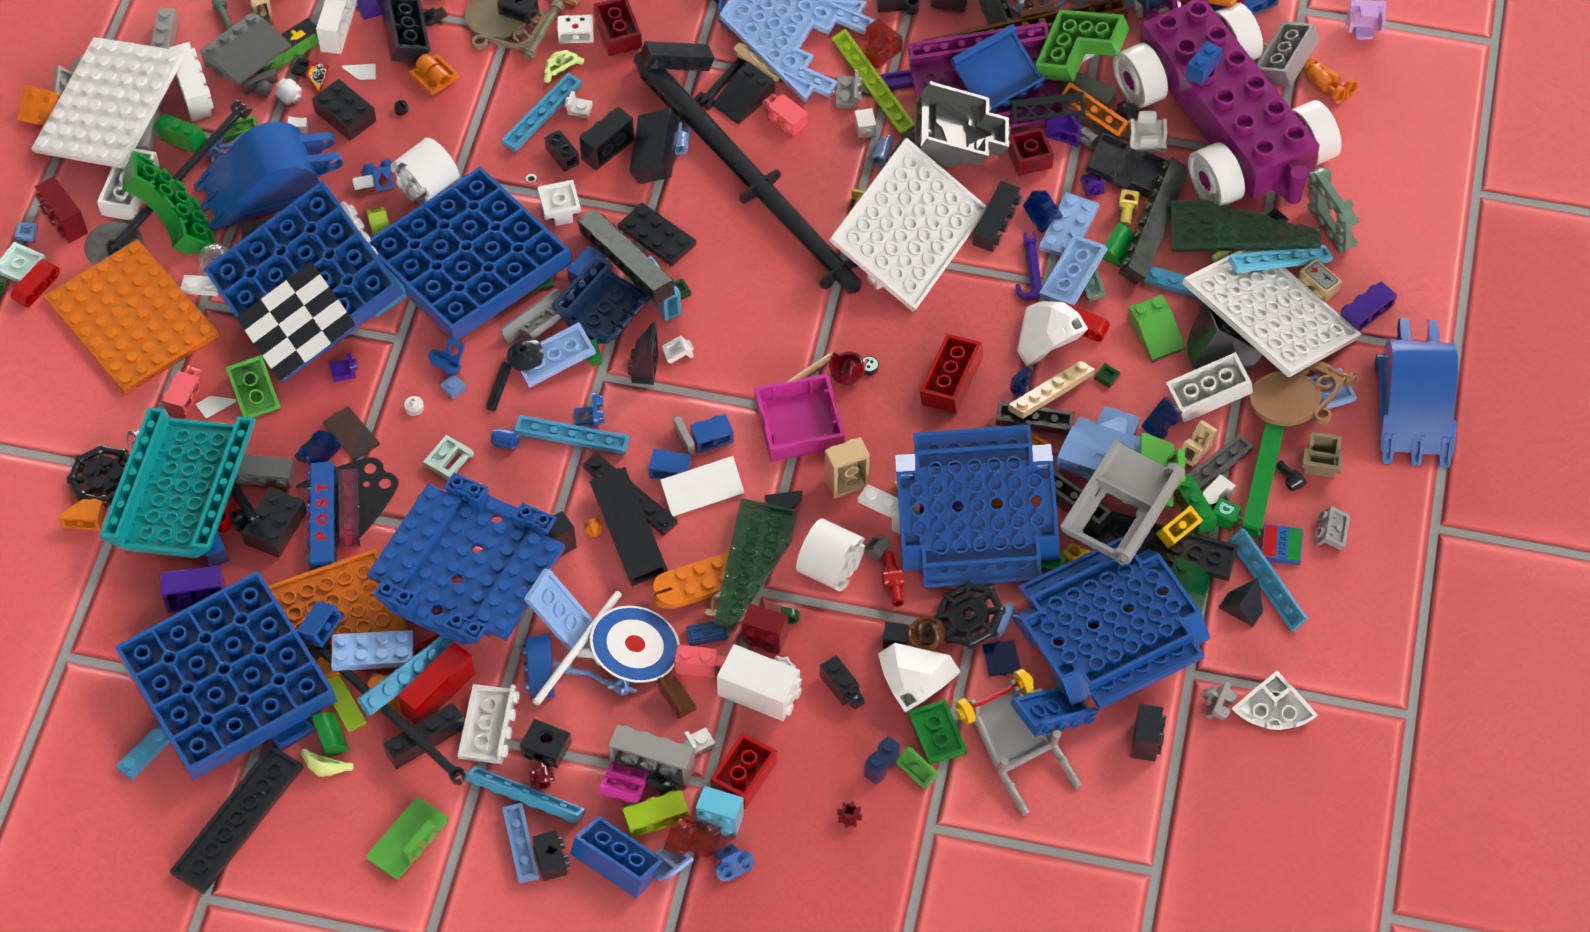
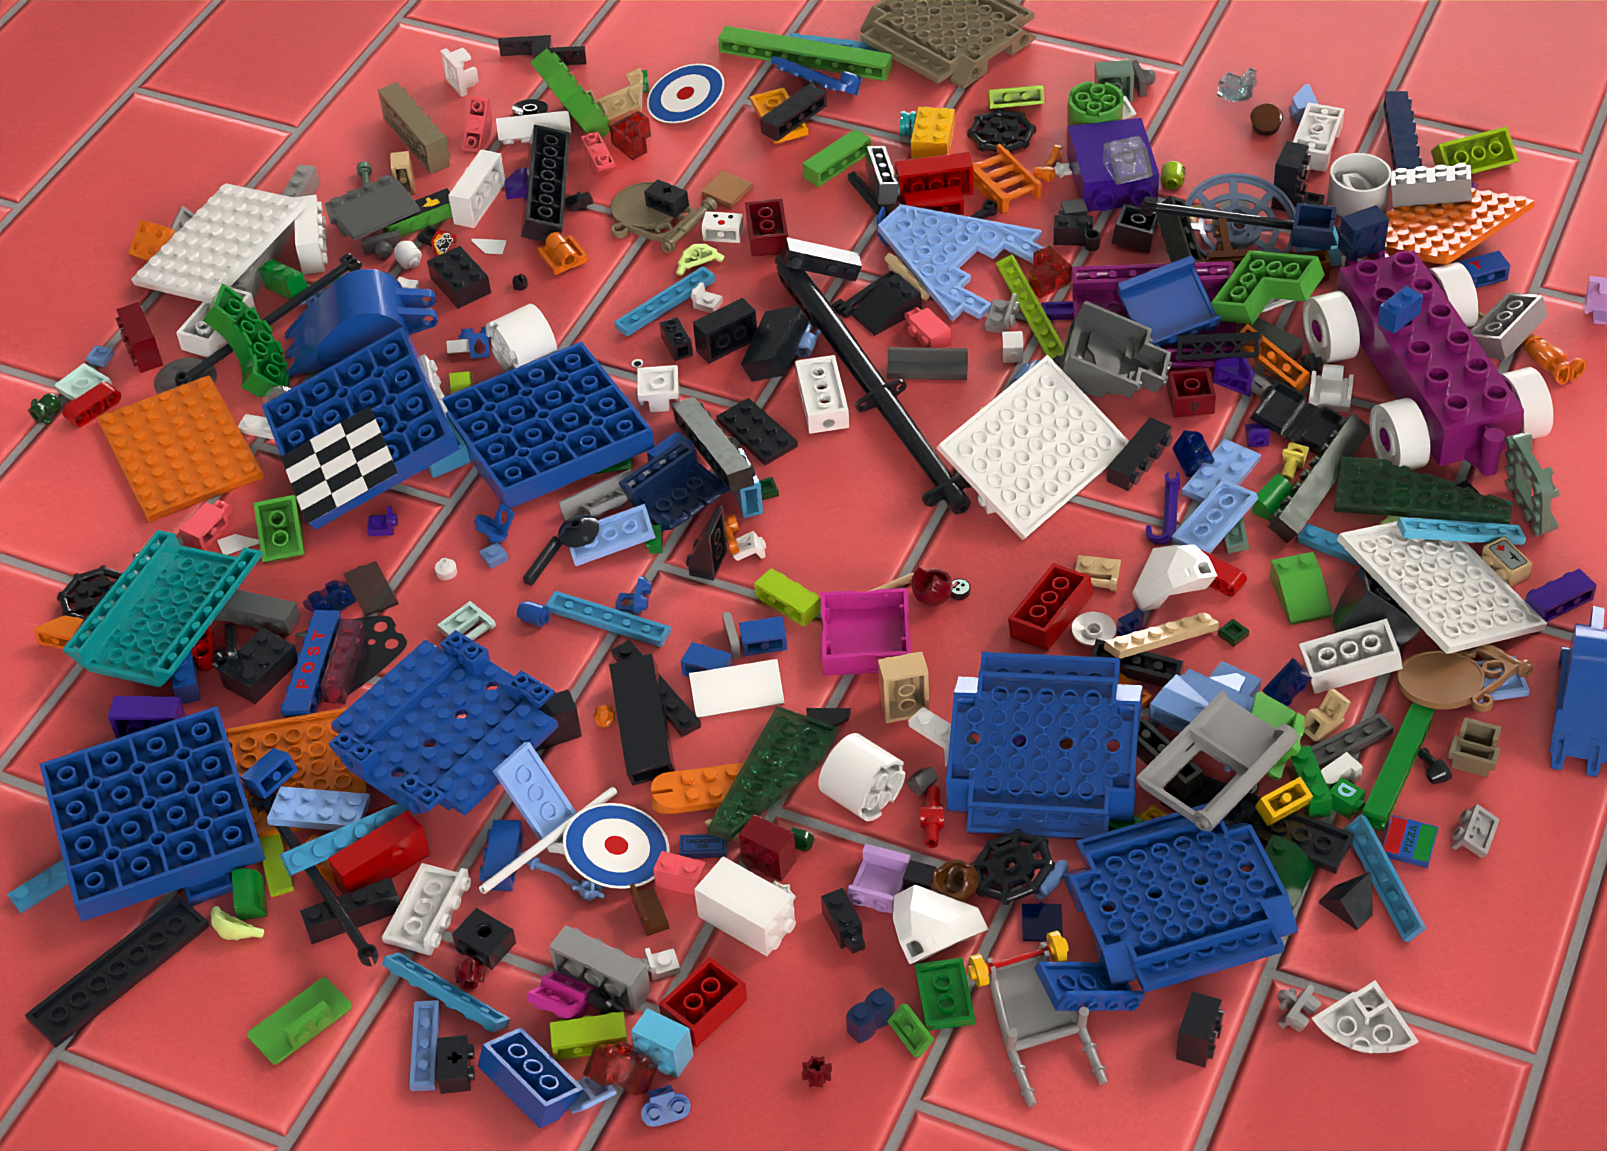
camera: 15 degrees right, 10 degrees down
(662, 346) = (730, 527): none -> orange brick
(711, 203) = (822, 373): none -> white brick
(724, 393) = (787, 597): none -> lime brick
(793, 149) = (927, 363): none -> dark grey panel
(861, 640) = (878, 878): none -> lavender panel
(984, 331) = (1103, 571): none -> tan plate
(991, 383) = (1093, 626): none -> white dish

